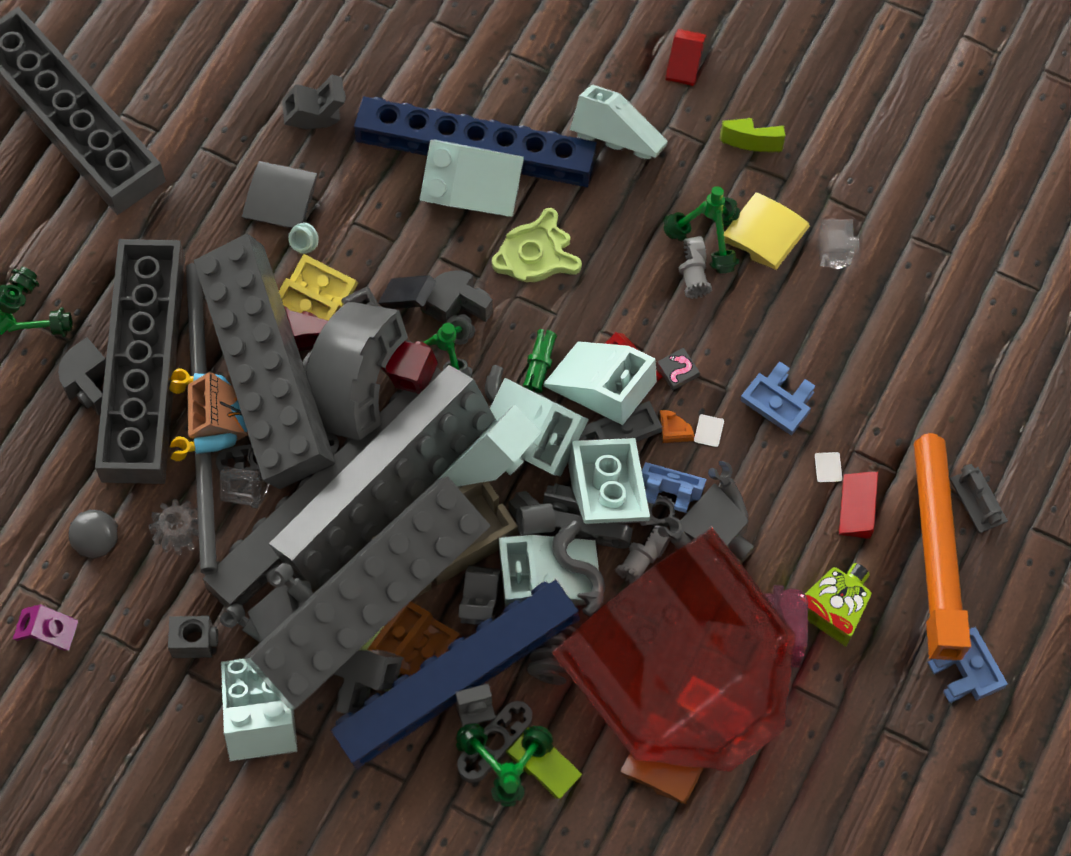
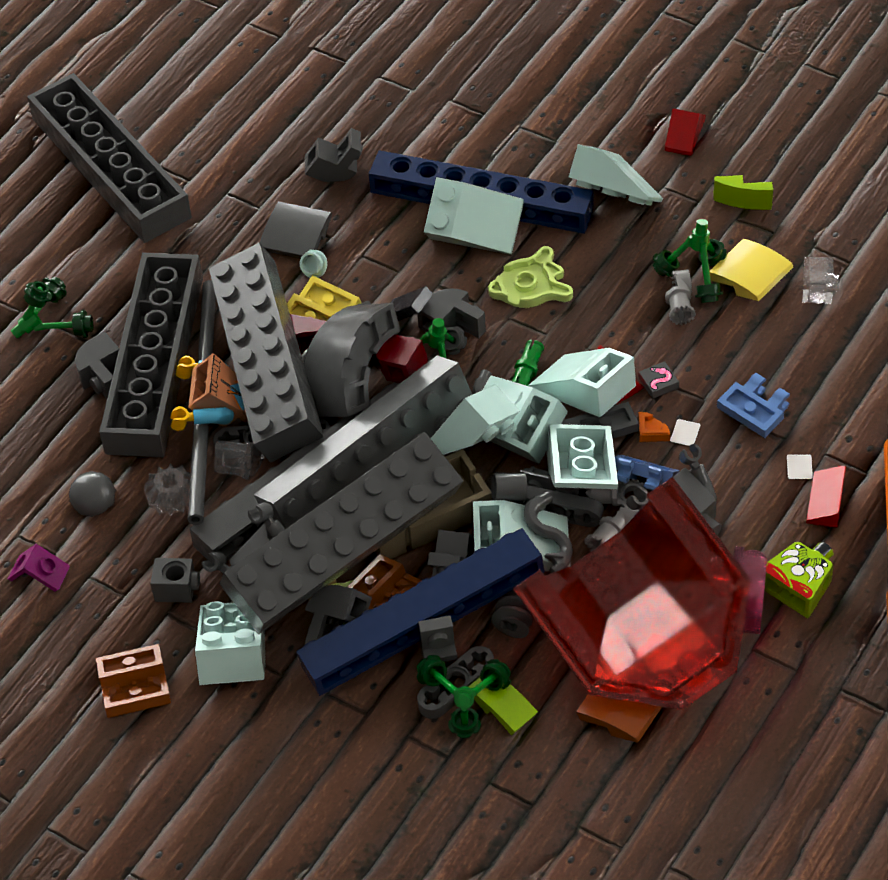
camera: 10 degrees right, 15 degrees down
(159, 756) = (133, 680): none -> dark orange slope

